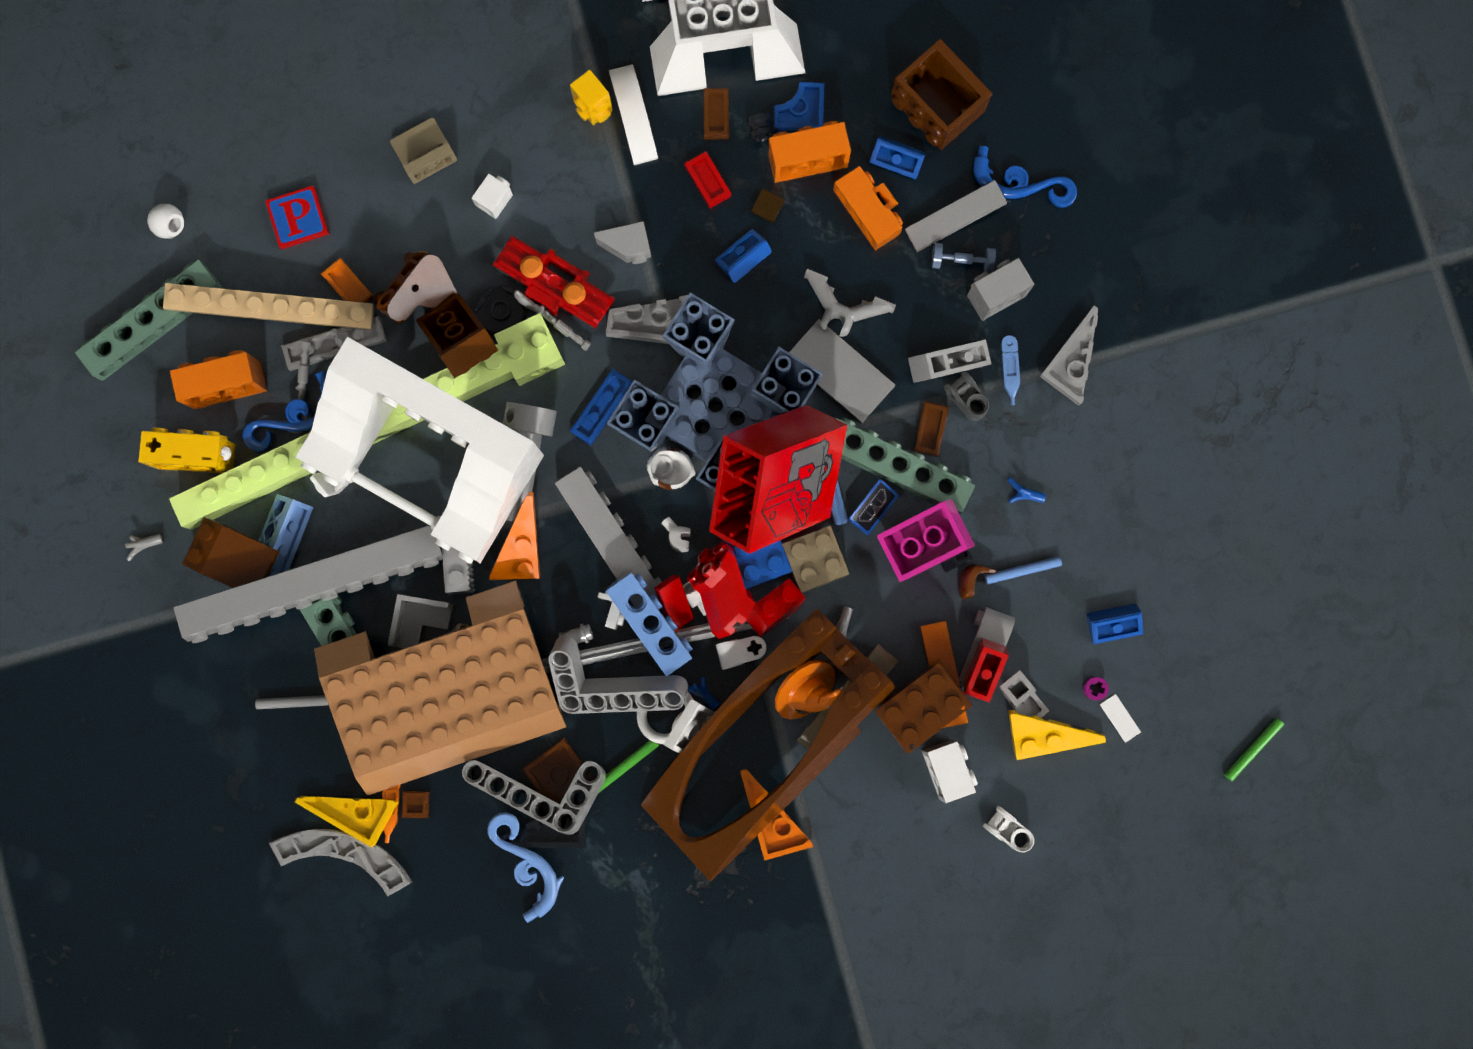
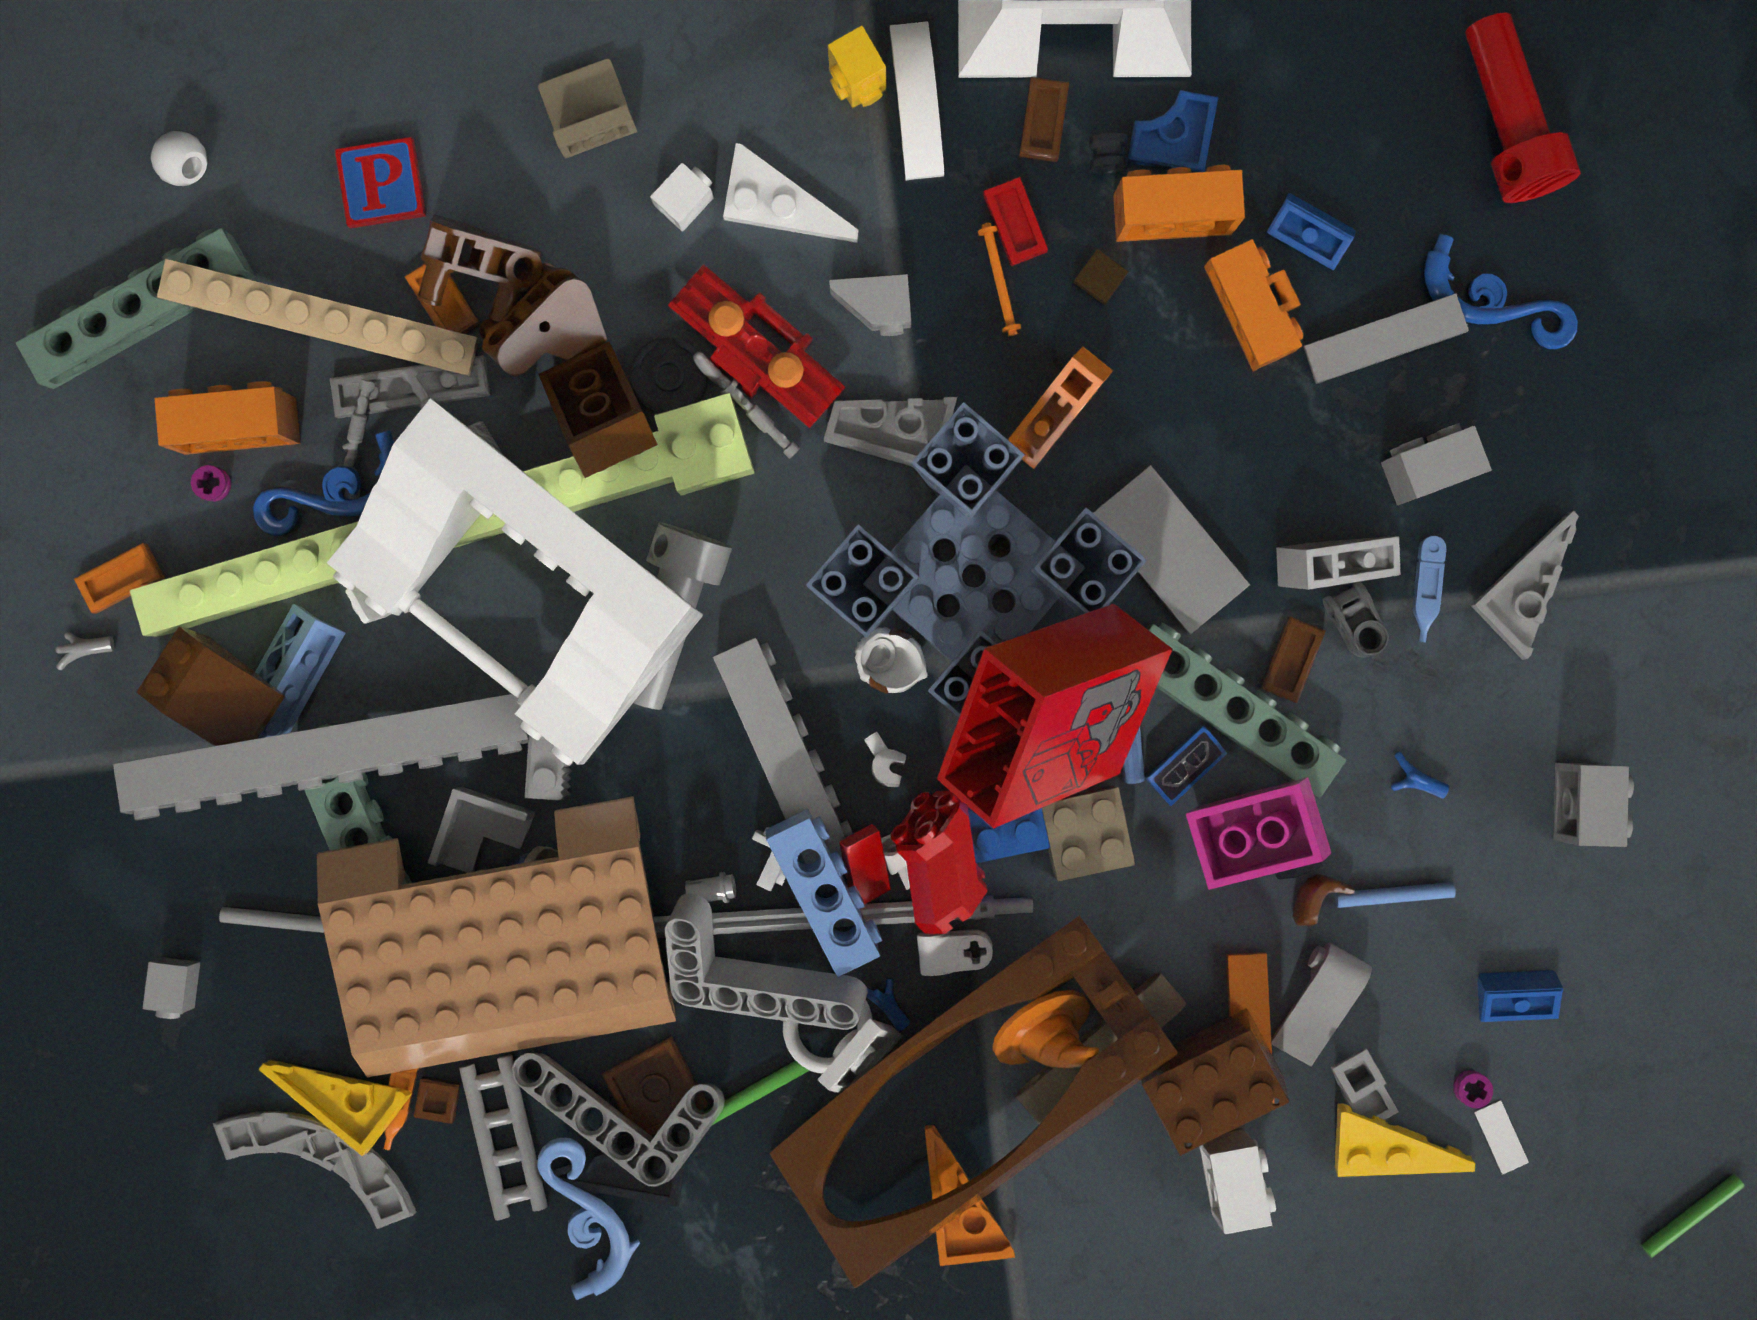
camera: 15 degrees right, 5 degrees up
(156, 497) = (113, 579): none -> orange tile
(186, 451) = (166, 520): yellow piece -> none
(206, 420) = (203, 474): none -> magenta bush
(229, 756) = (171, 986): none -> light grey brick
(369, 250) = (475, 252): none -> reddish brown piece
(478, 829) = (493, 1159): none -> light grey bar
(520, 551) = (645, 752): orange wing -> none
(549, 190) = (771, 200): none -> white wing
(601, 407) = (800, 548): blue tile -> none
(715, 245) = (987, 231): none -> orange axle
(743, 255) = (1050, 347): blue slope -> none
(754, 290) = (1059, 406): none -> orange slope
(775, 607) = (1017, 897): red brick -> none
(844, 620) = (1111, 933): light grey bar -> none
(845, 314) = (1191, 464): light grey piece -> none
(940, 95) = (1395, 146): reddish brown container -> none
(985, 669) = (1315, 1041): red brick -> none
(989, 260) = (1424, 416): sand blue wheel -> none
(1008, 829) = (1305, 1276): white piece -> none
(1028, 89) = (1532, 157): none -> red piece
(1138, 488) = (1592, 804): none -> light grey brick

